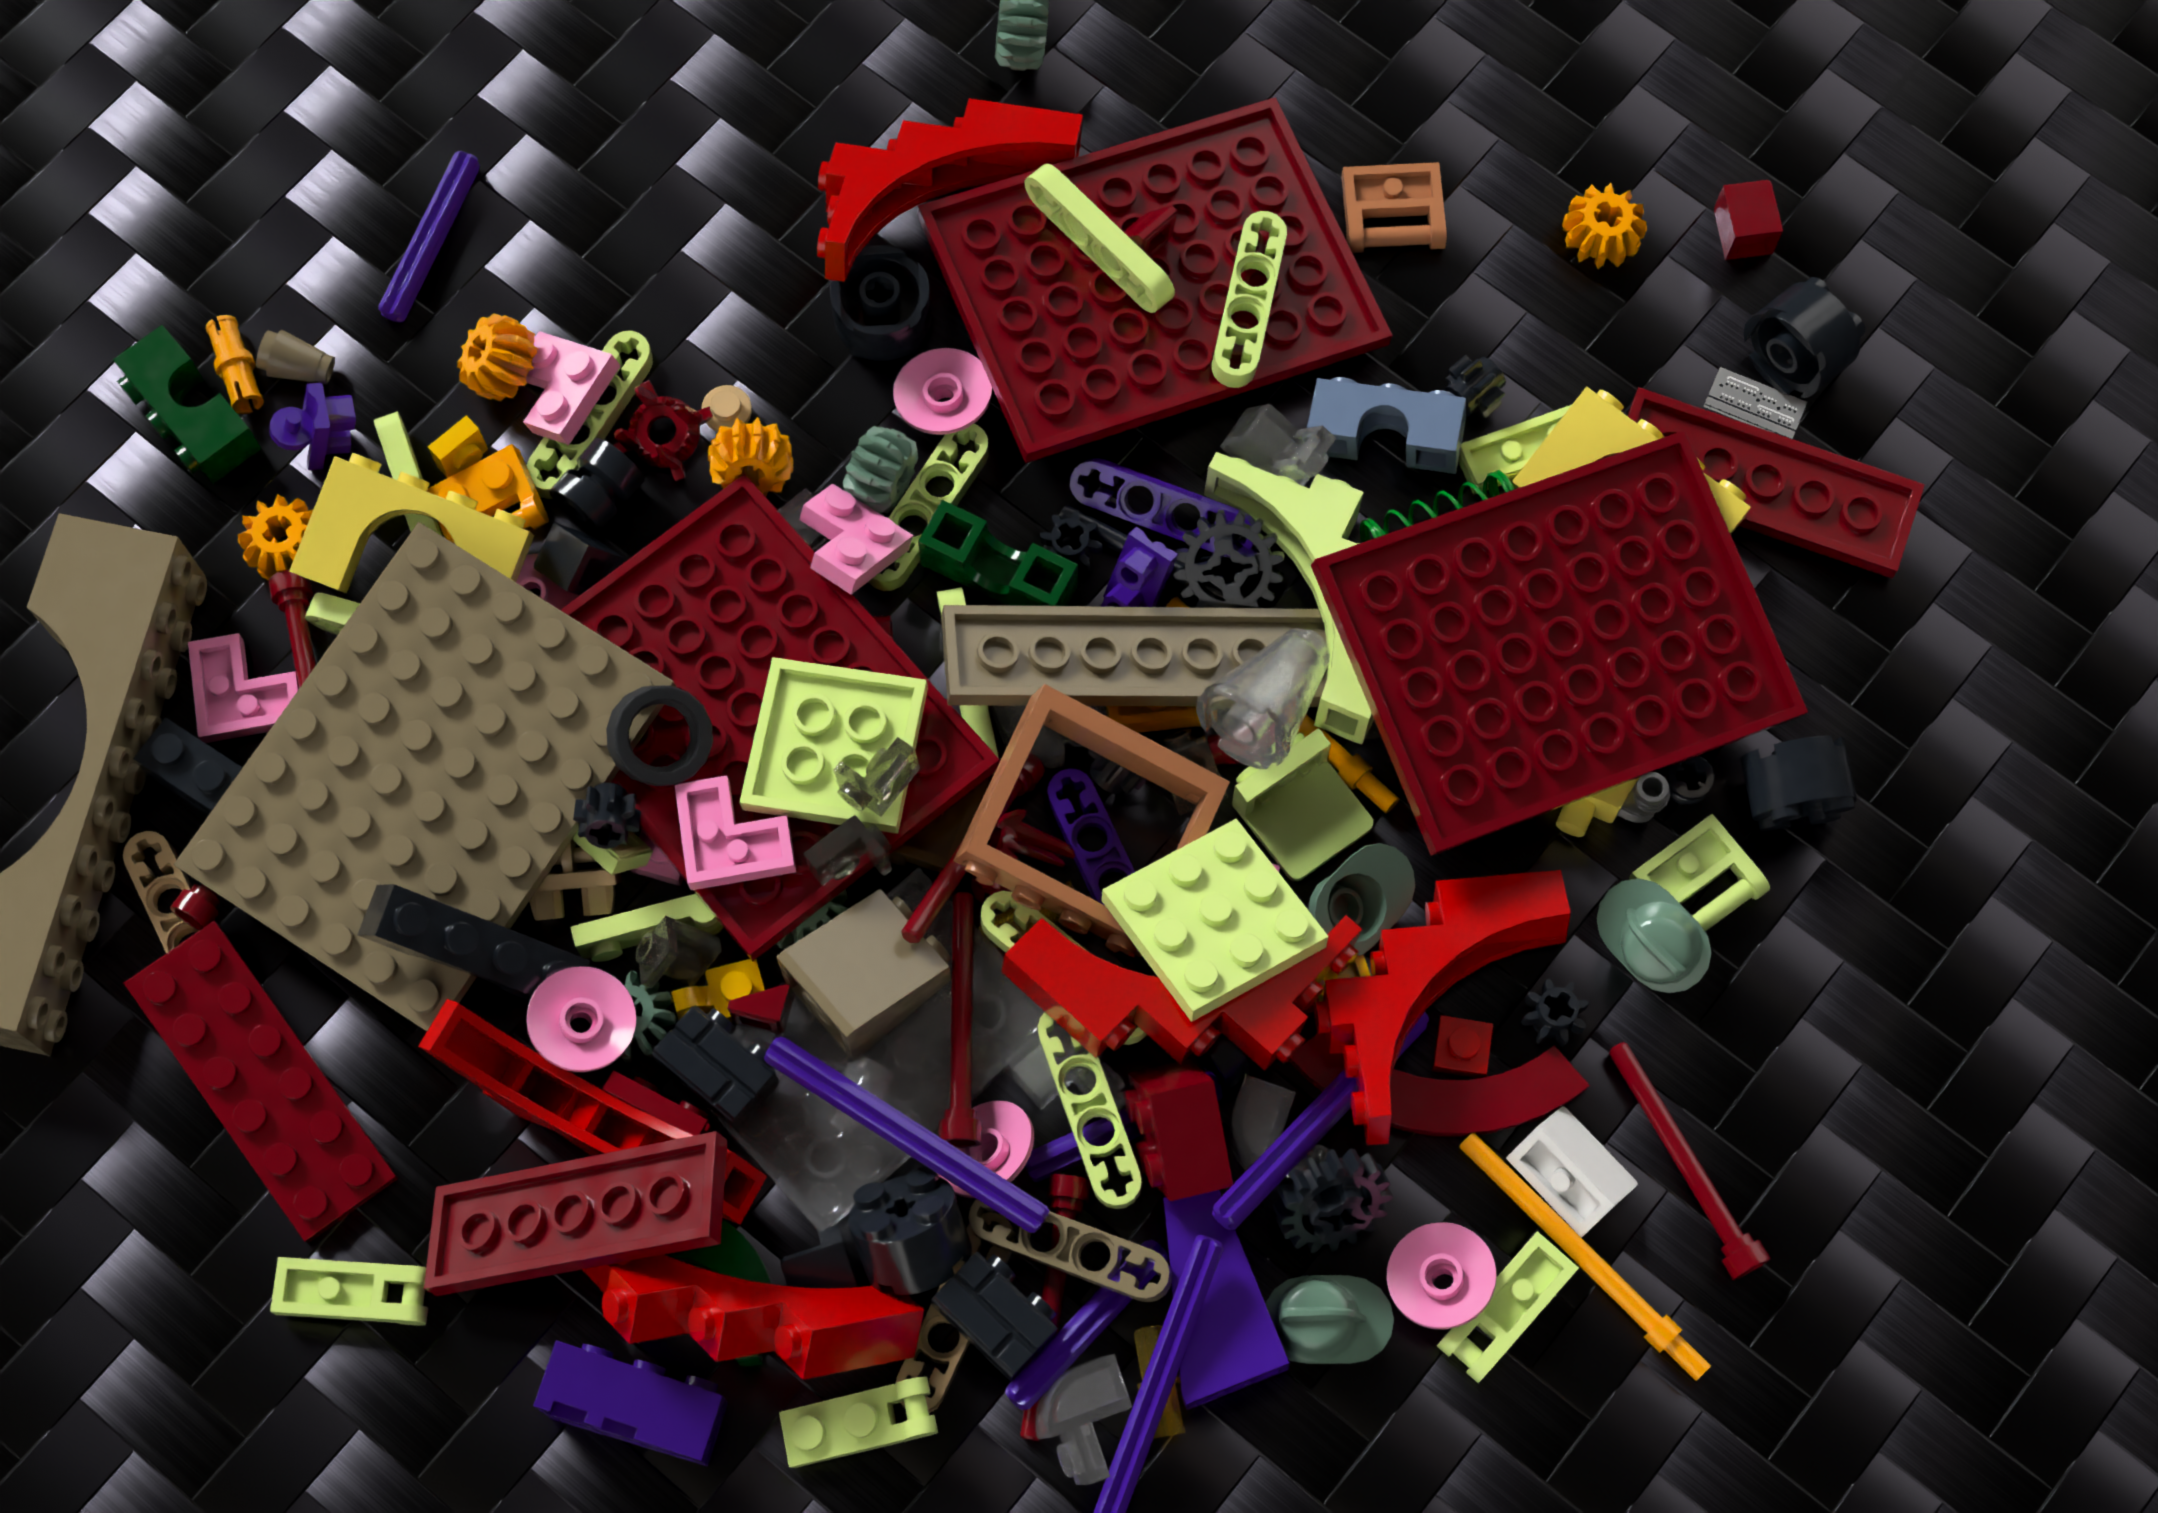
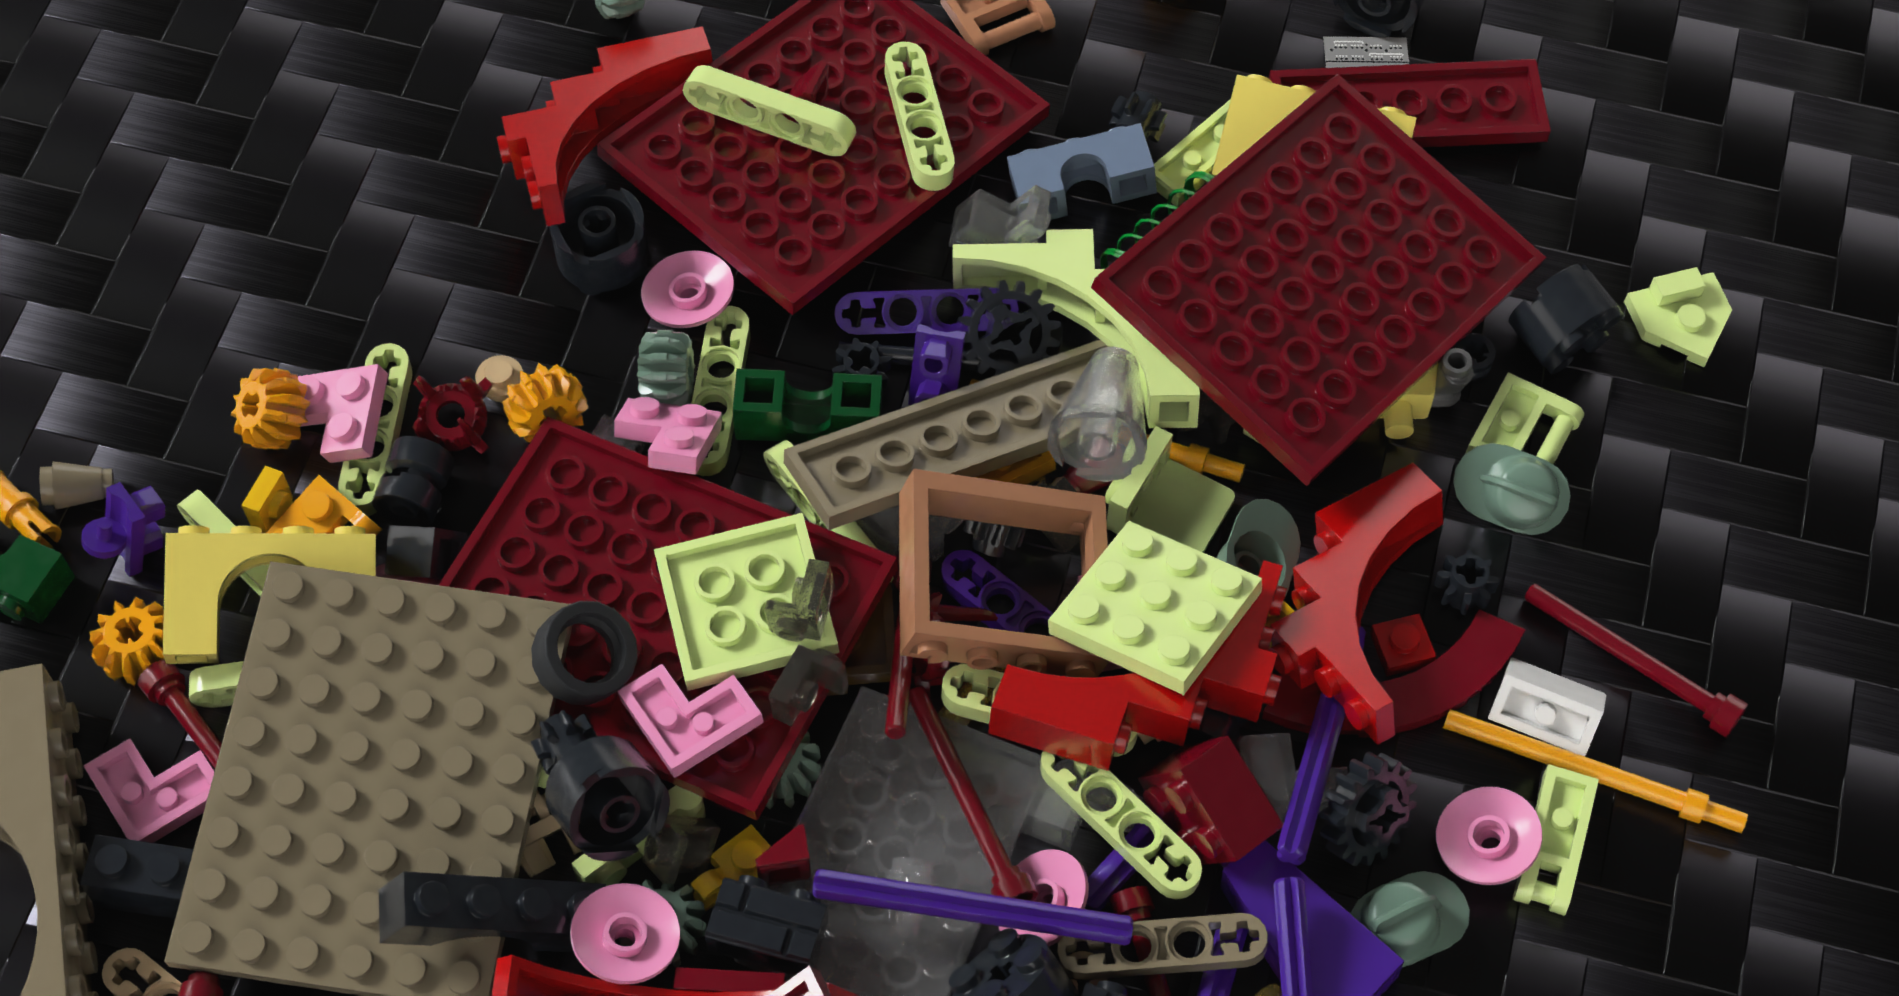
camera: 25 degrees left, 10 degrees down
(429, 237) = (155, 338): dark purple axle -> none
(618, 883) = (606, 797): none -> black brick
(862, 972) = (863, 789): dark tan slope -> none
(1932, 823) = (1681, 313): none -> yellowish green plate

